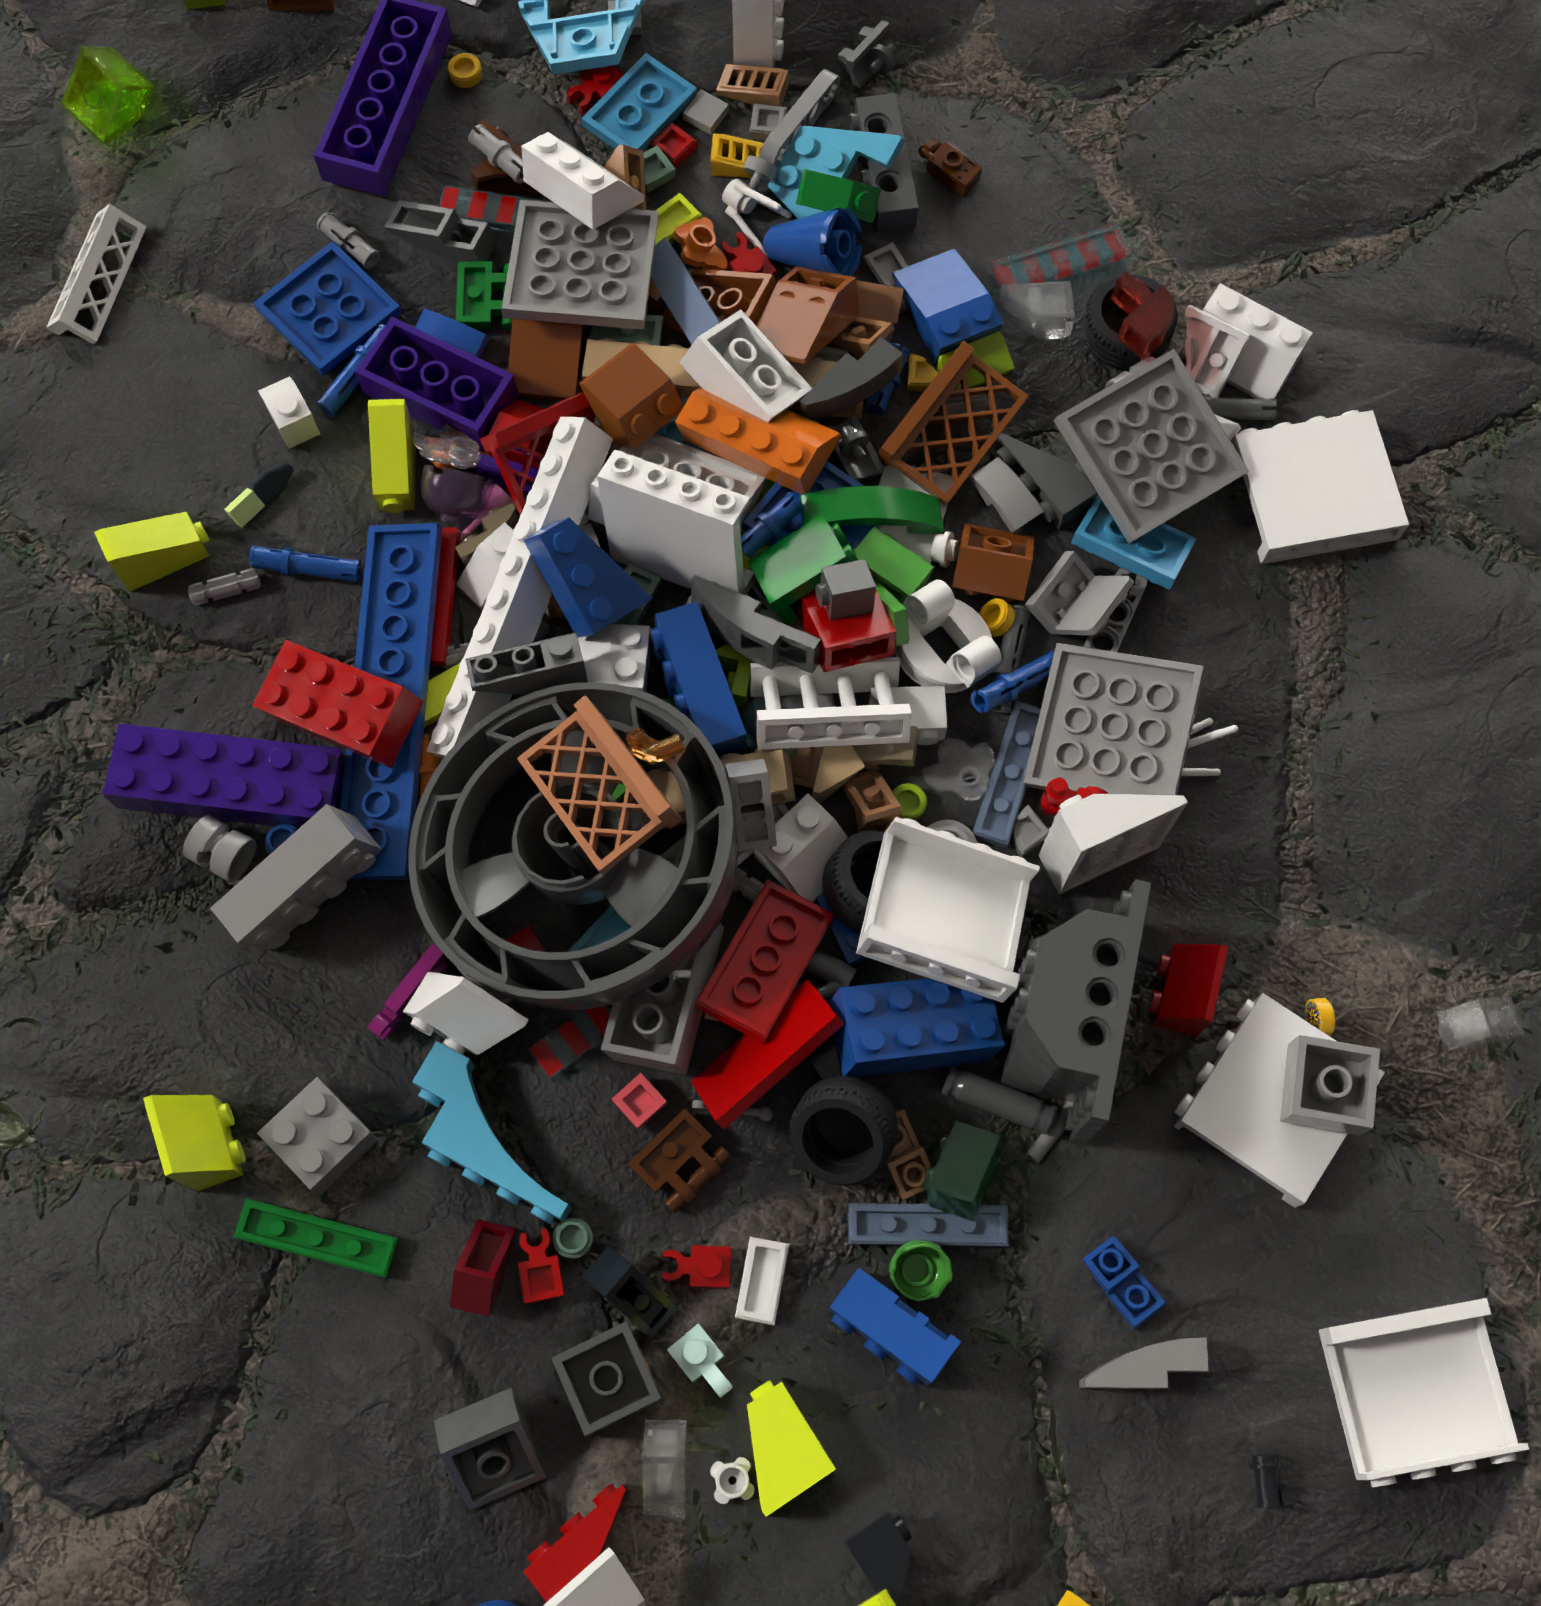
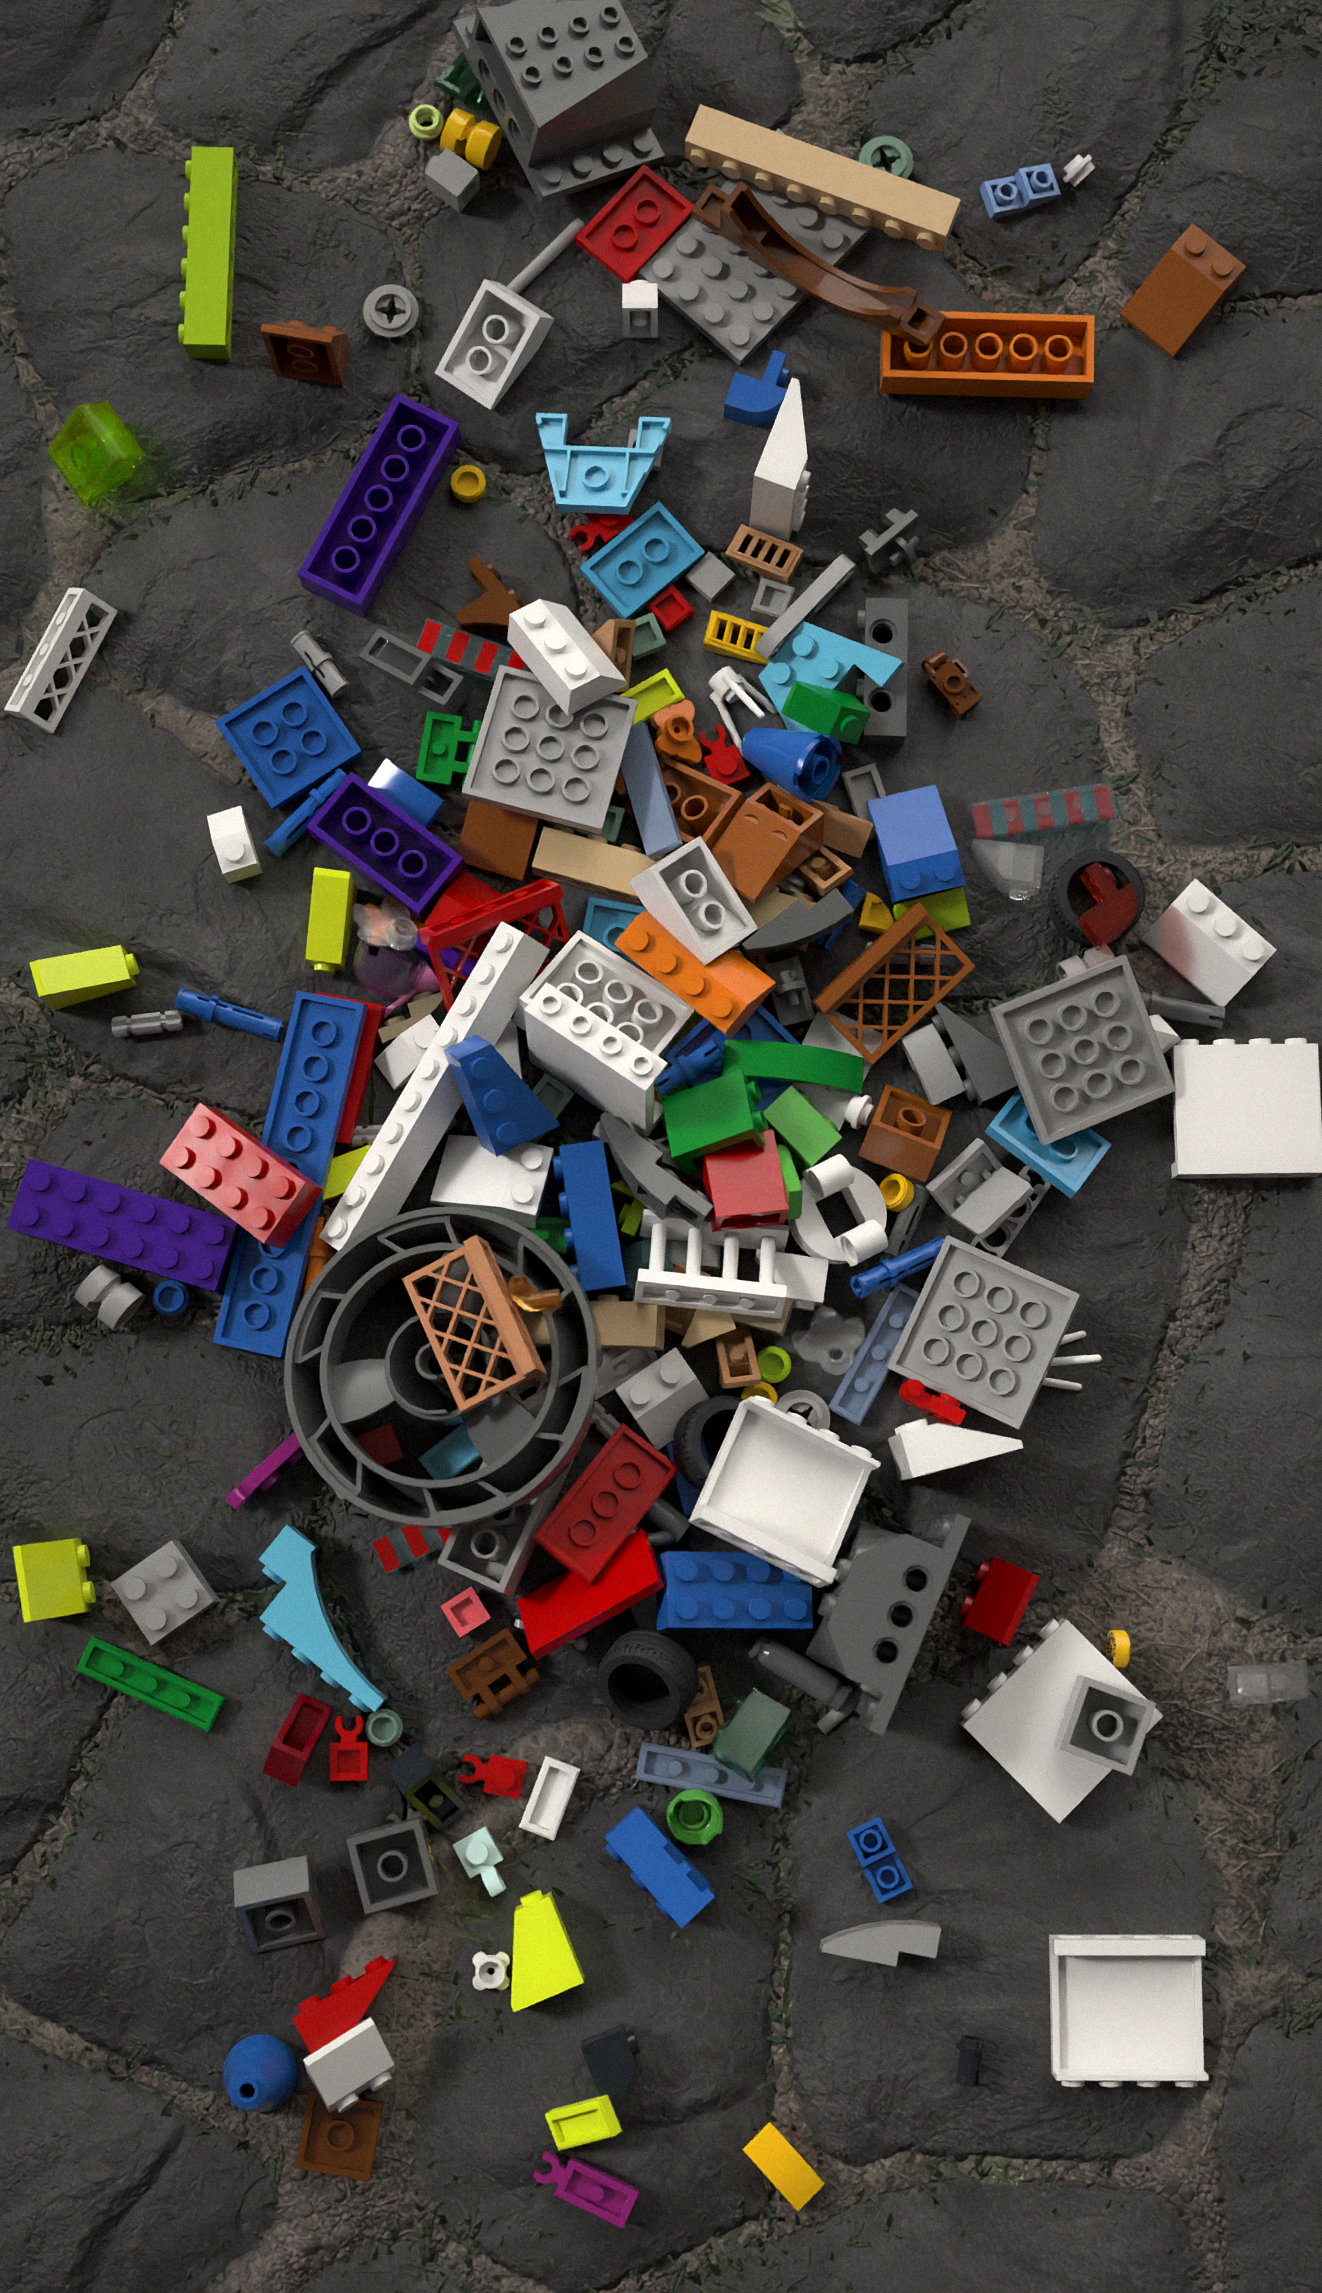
camera: 10 degrees right, 10 degrees up
(262, 491) = (196, 929): piece -> none
(297, 879) = (179, 1347): light grey brick -> none
(461, 1013) = (312, 1506): white slope -> none
(498, 152) = (486, 602): light grey pin -> none
(528, 667) = (429, 1181): dark grey slope -> none
(631, 397) = (576, 908): dark orange slope -> none
(664, 1469) = (432, 1950): clear slope -> none
(754, 806) = (617, 1358): light grey brick -> none
(760, 170) = (752, 663): light grey tile -> none
(846, 589) = (747, 1159): dark grey brick -> none
(1028, 831) = (882, 1414): light grey tile -> none
(1211, 350) = (1170, 948): white wing -> none

